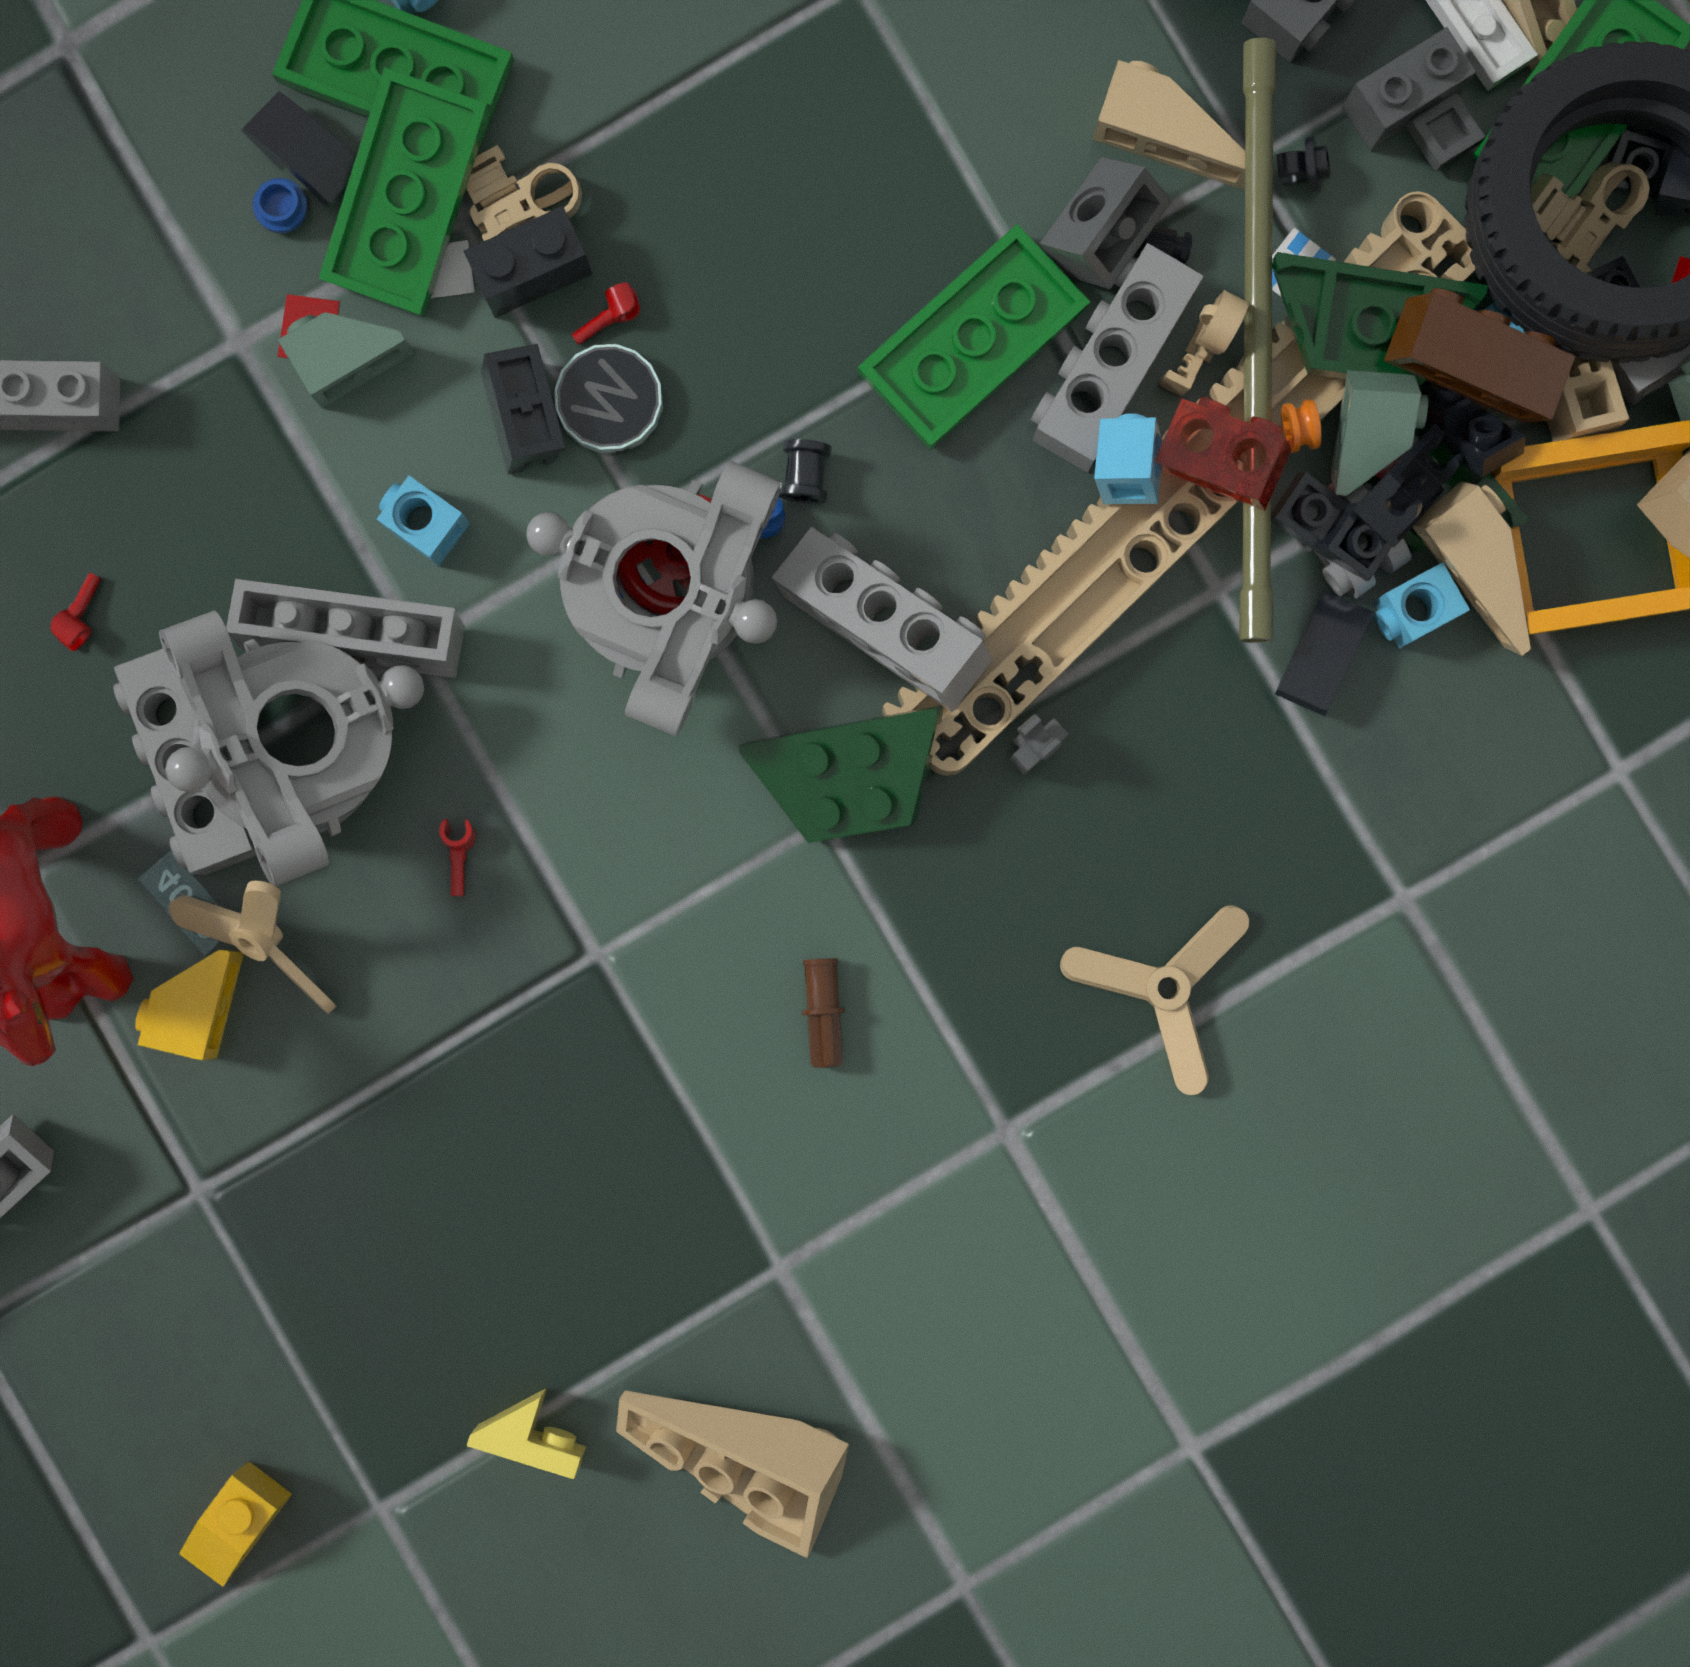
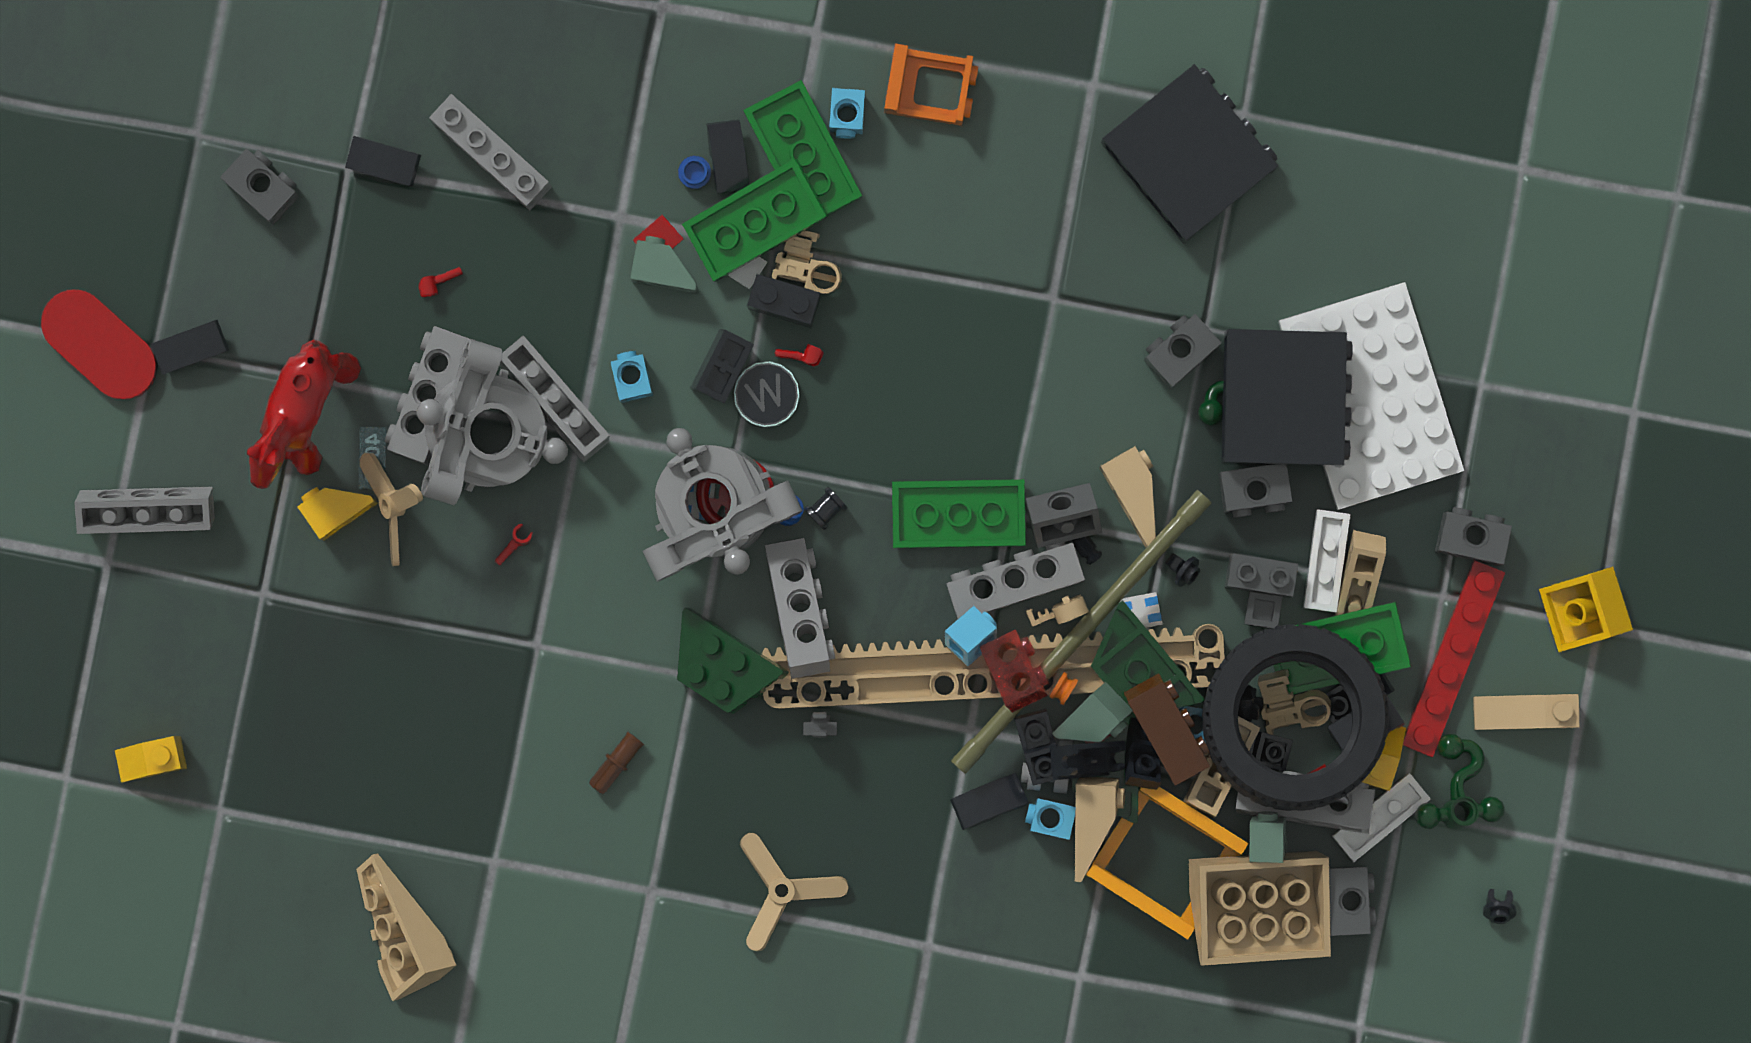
camera: 50 degrees right, 0 degrees up
(514, 1438) = (310, 829): light yellow slope -> none

